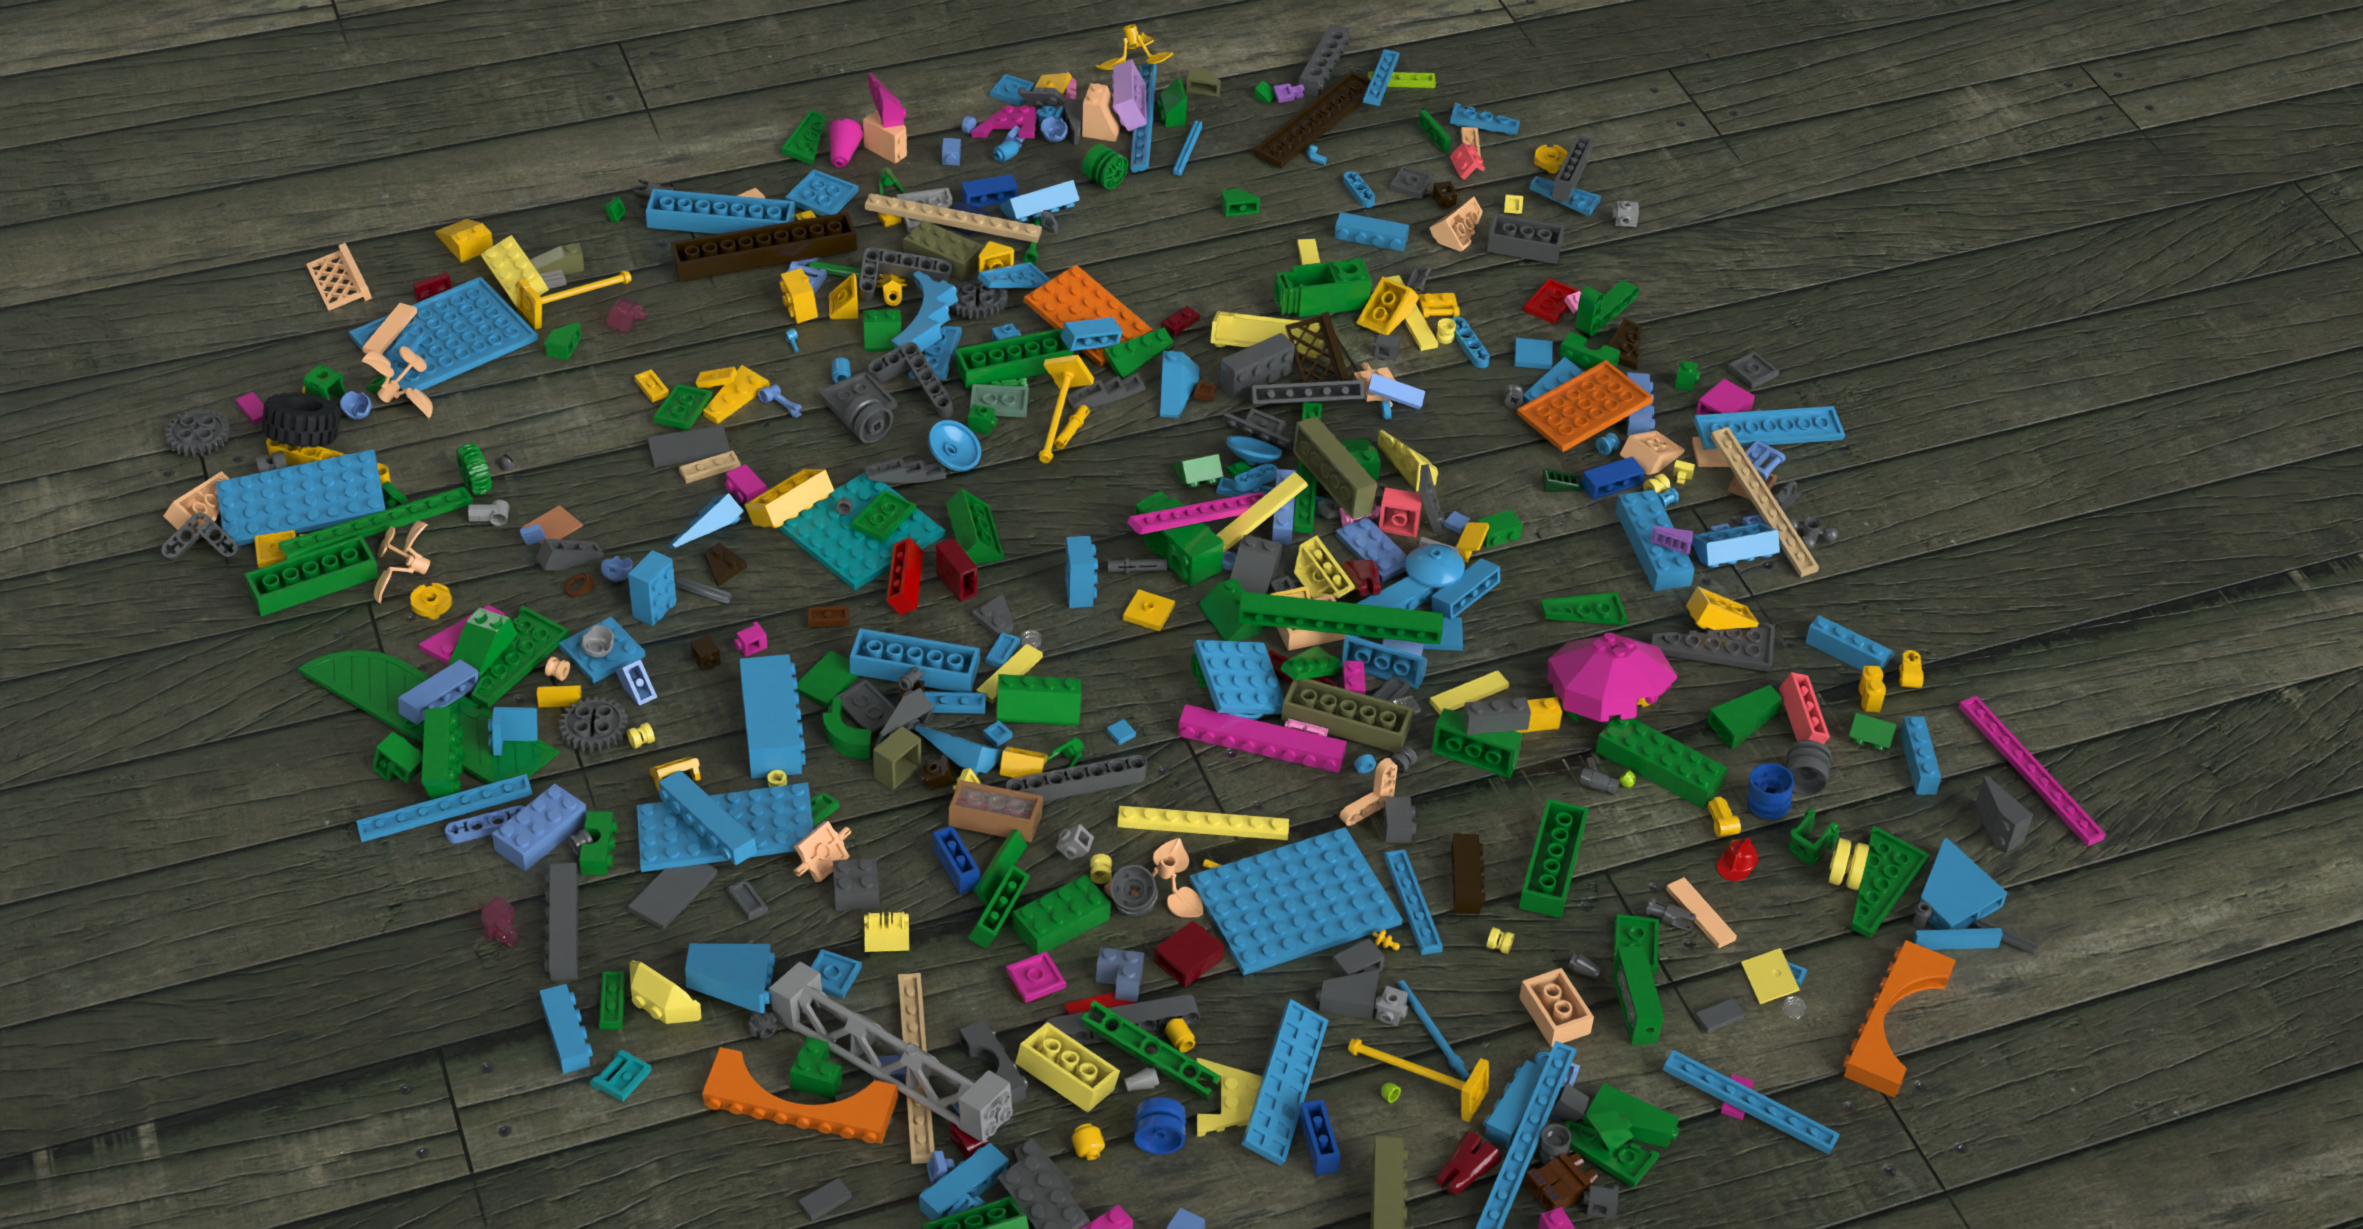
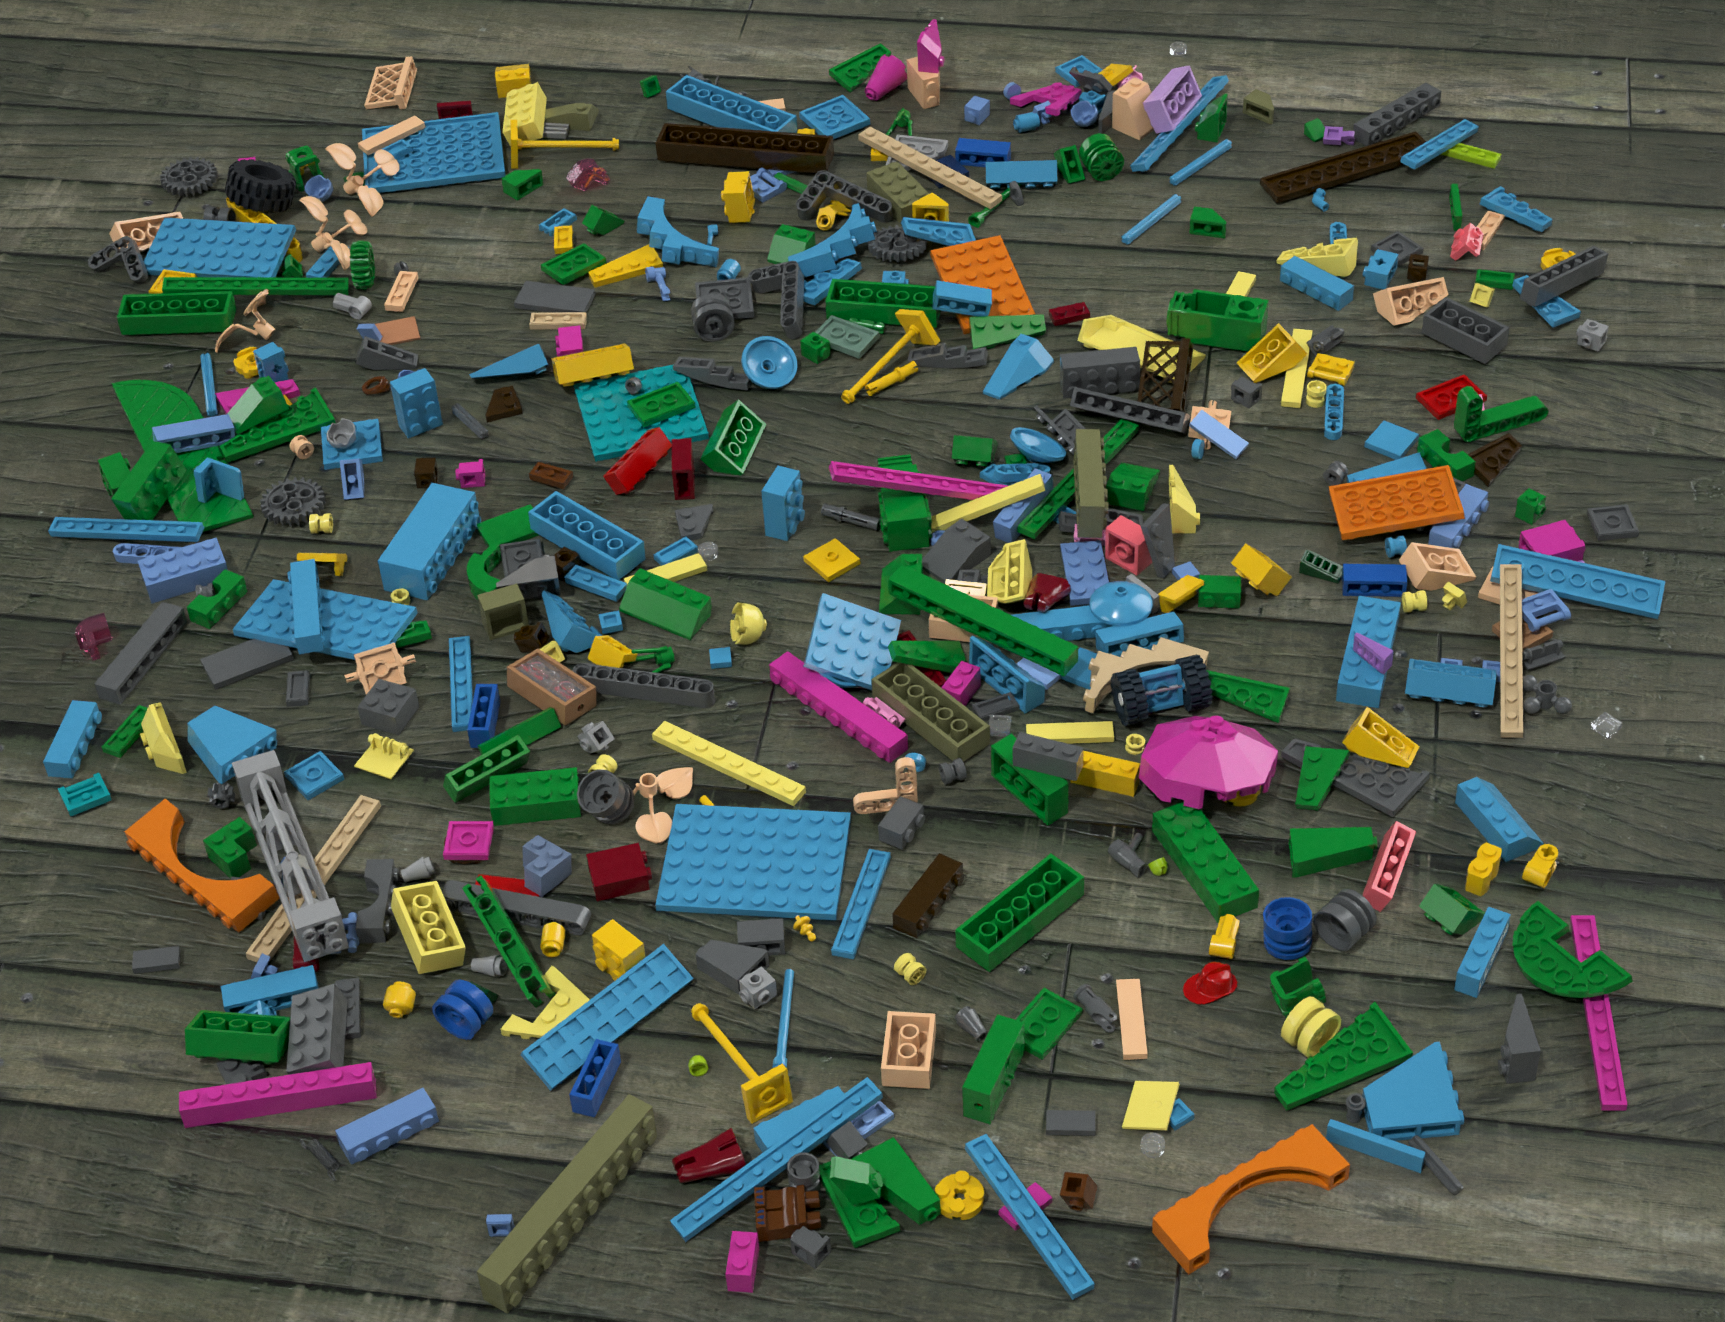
camera: 35 degrees right, 0 degrees up
(402, 637) = (208, 383): none -> dark azure axle
(407, 455) = (325, 240): none -> light nougat plant
(423, 477) = (324, 266): none -> dark azure plate
(462, 596) = (271, 362): none -> dark azure brick
(528, 484) = (401, 291): none -> light nougat plate
(558, 696) = (285, 469): yellow panel -> none
(618, 378) = (561, 218): none -> dark azure tile
(676, 357) = (601, 221): none -> green slope
(716, 377) = (619, 247): yellow plate -> none
(753, 354) = (673, 244): none -> dark azure arch
(844, 300) = (782, 212): yellow slope -> none
(901, 839) = (460, 682): none -> dark azure tile
(907, 681) = (564, 547): dark grey pin -> none
(1008, 1020) = (418, 870): none -> light grey cone
(1081, 180) = (1069, 164): none -> green slope
(1085, 46) = (1178, 48): none -> clear tile
(1125, 693) = (747, 624): none -> light yellow cylinder
(1135, 40) = (1214, 48): yellow plant -> none
(1185, 213) = (1151, 219): none -> dark azure axle
(1205, 391) = (1039, 382): reddish brown plate -> none
(1255, 1022) = (616, 949): none -> yellow brick
(1370, 203) = (1335, 258): none -> light yellow wedge
(1415, 204) = (1380, 269): none -> dark azure brick
(1499, 602) = (1136, 658): none -> tan arch
(1510, 187) = (1495, 279): none -> green tile
(1525, 498) = (1260, 570): none -> yellow brick
(1528, 688) = (1135, 739): none -> light yellow bush
(1539, 616) = (1160, 689): none -> black plate
(1666, 497) = (1414, 616): dark azure bush -> none
(1686, 1100) = (961, 1183): none -> yellow plate
(1695, 657) = (1317, 774): none -> green wing
(1775, 1066) = (1078, 1191): none -> reddish brown brick
(1870, 539) = (1606, 725): none -> clear tile
(1978, 747) = (1553, 967): none -> green plate

